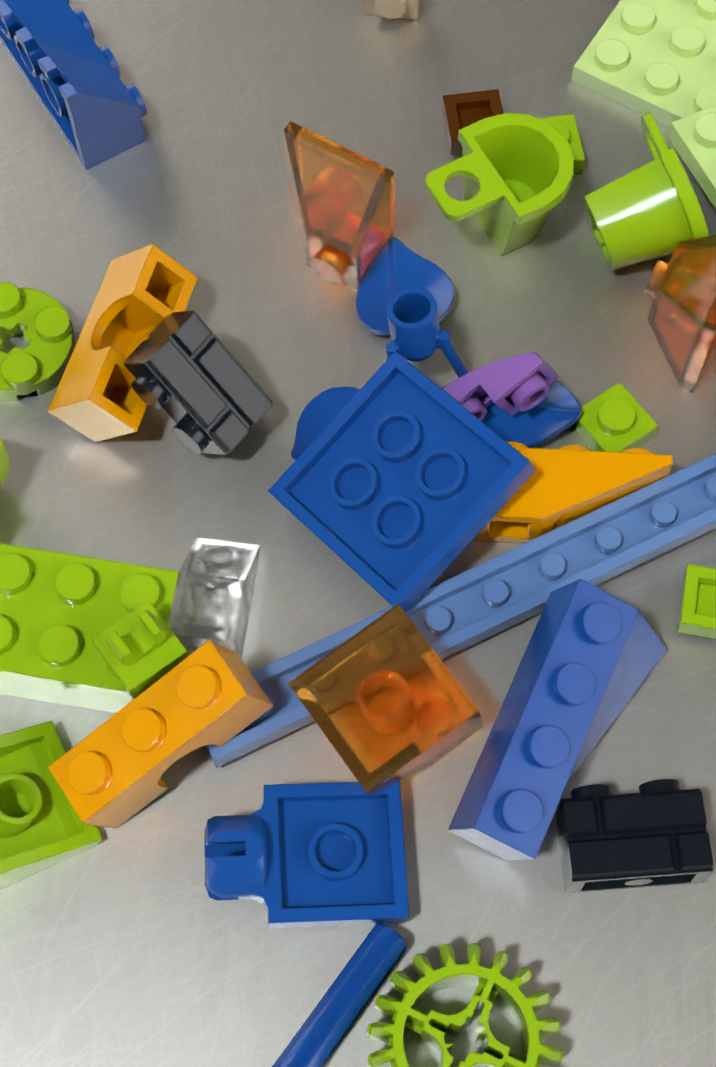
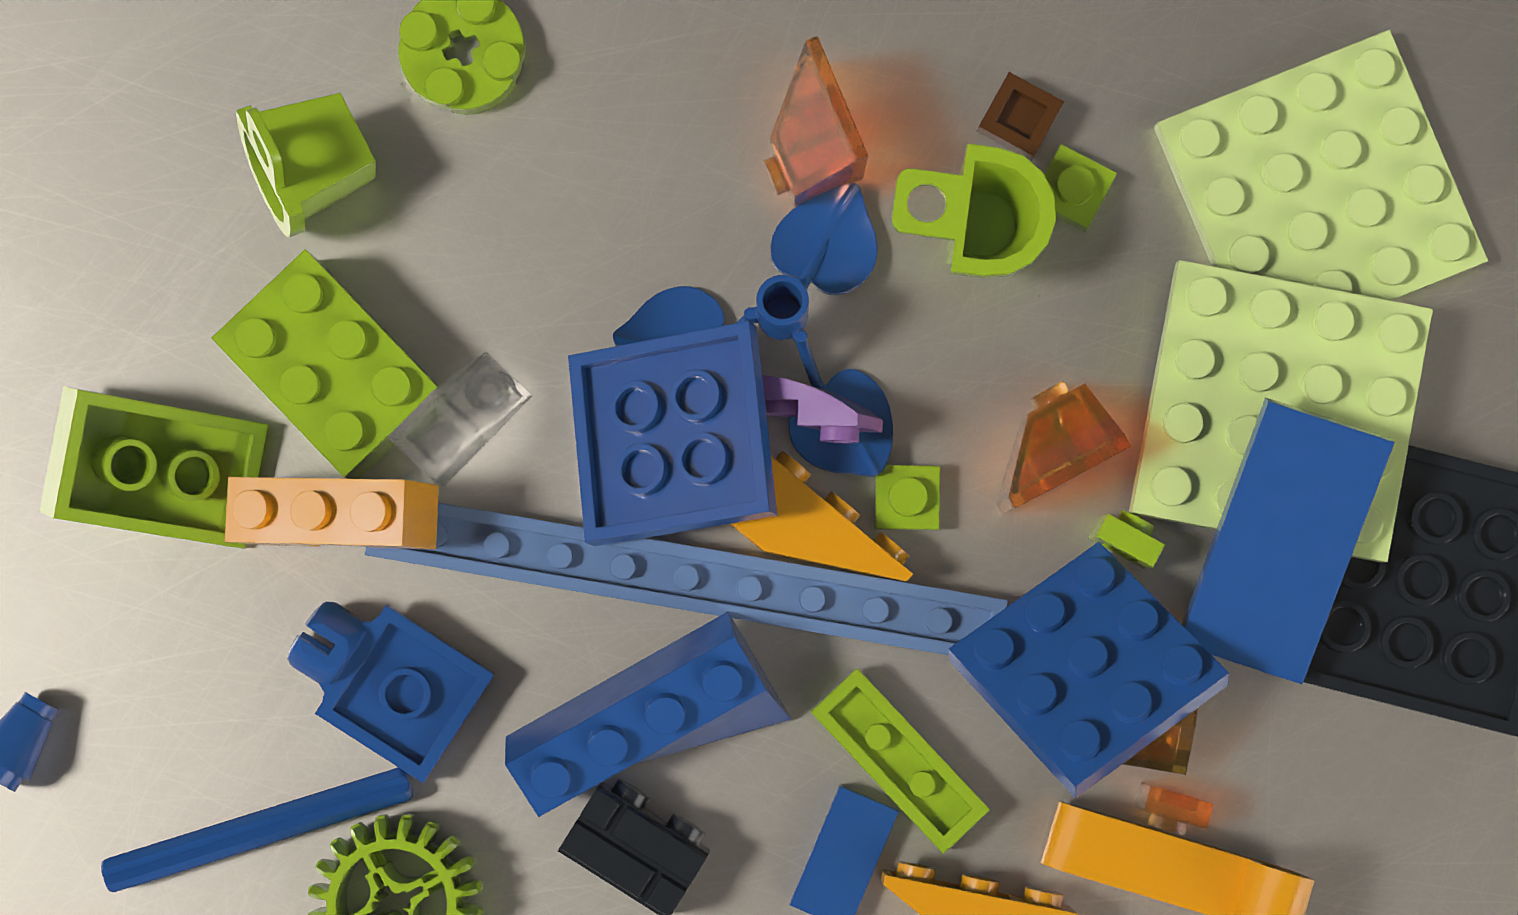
camera: 35 degrees right, 20 degrees up
(130, 304) = (571, 99): light orange arch -> none
(140, 648) = (355, 440): lime tile -> none
(197, 384) = (571, 220): black brick -> none
(387, 702) = (523, 612): clear orange slope -> none
(646, 209) = (1087, 337): lime container -> none

